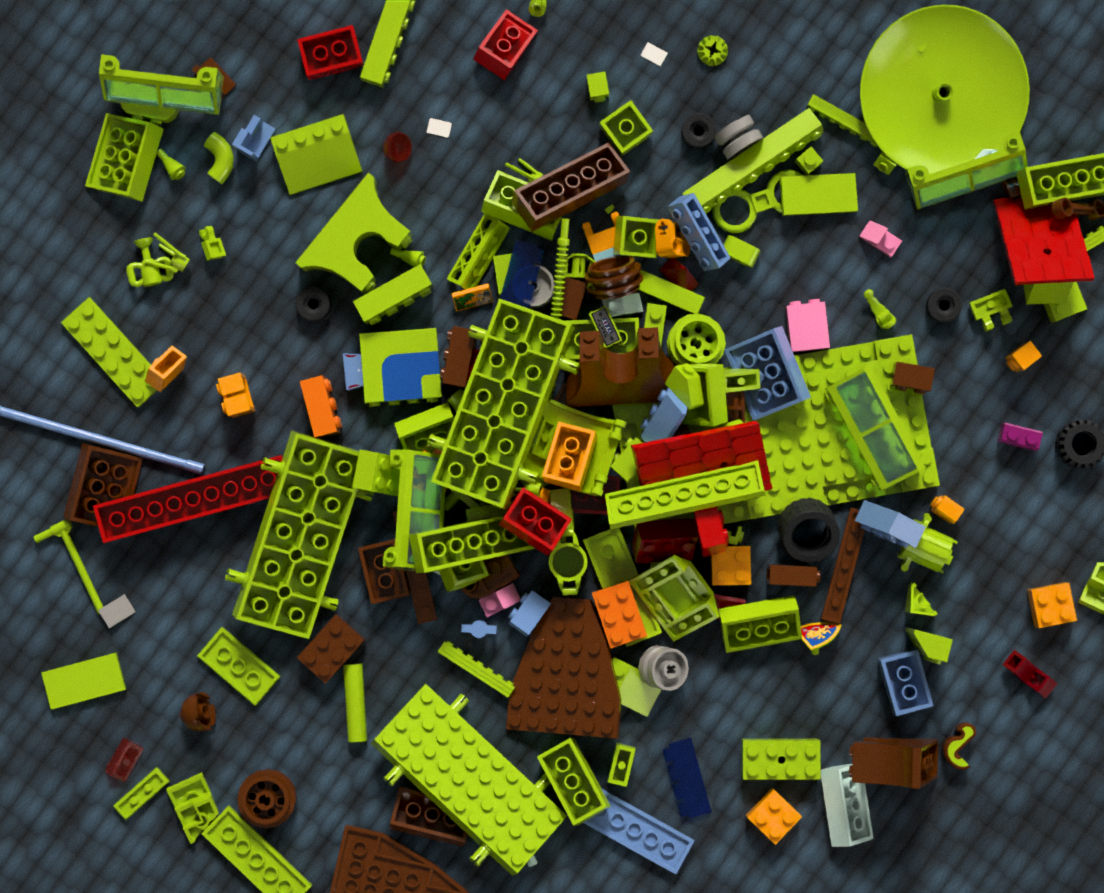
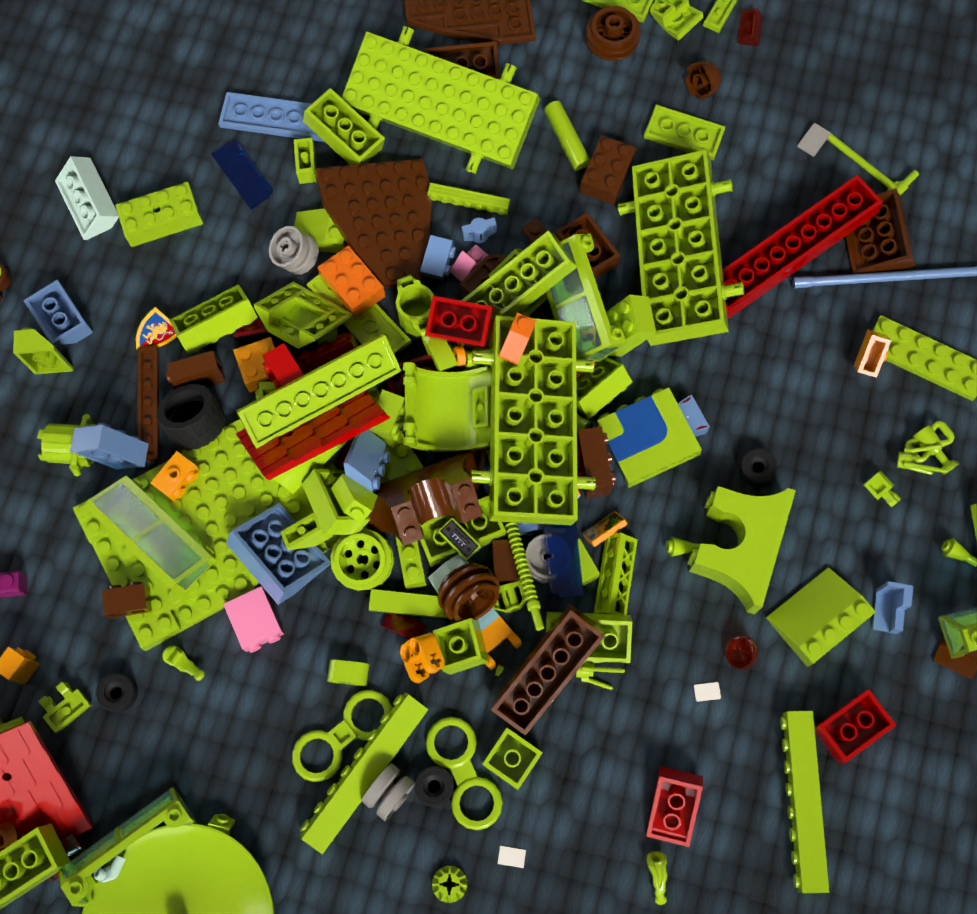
camera: 160 degrees right, 15 degrees down
(83, 681) = (815, 75): lime tile -> none
(223, 157) = (909, 574): lime cylinder -> none
(235, 394) = (794, 353): light orange piece -> none
(321, 406) = (709, 370): orange brick -> none
(393, 294) = (685, 498): lime brick -> none
(492, 476) = (517, 338): none -> slope
(569, 456) = (449, 395): light orange brick -> none
(597, 86) = (558, 795): lime brick -> none
(670, 133) = (464, 773): none -> lime bar
(699, 232) = (397, 672): medium blue brick -> none
(735, 406) = (299, 504): reddish brown hips -> none
(773, 816) = (151, 165): light orange brick -> none
(808, 161) = (304, 795): lime brick -> none
(818, 194) = (283, 763): lime tile -> none
(838, 476) = (175, 476): none -> light orange brick
(840, 117) = (286, 859): lime piece -> none
(880, 238) = (204, 740): bright pink slope -> none
(894, 761) = (43, 231): reddish brown piece -> none
(917, 603) = (65, 389): lime slope -> none
(946, 509) = (58, 486): light orange brick -> none

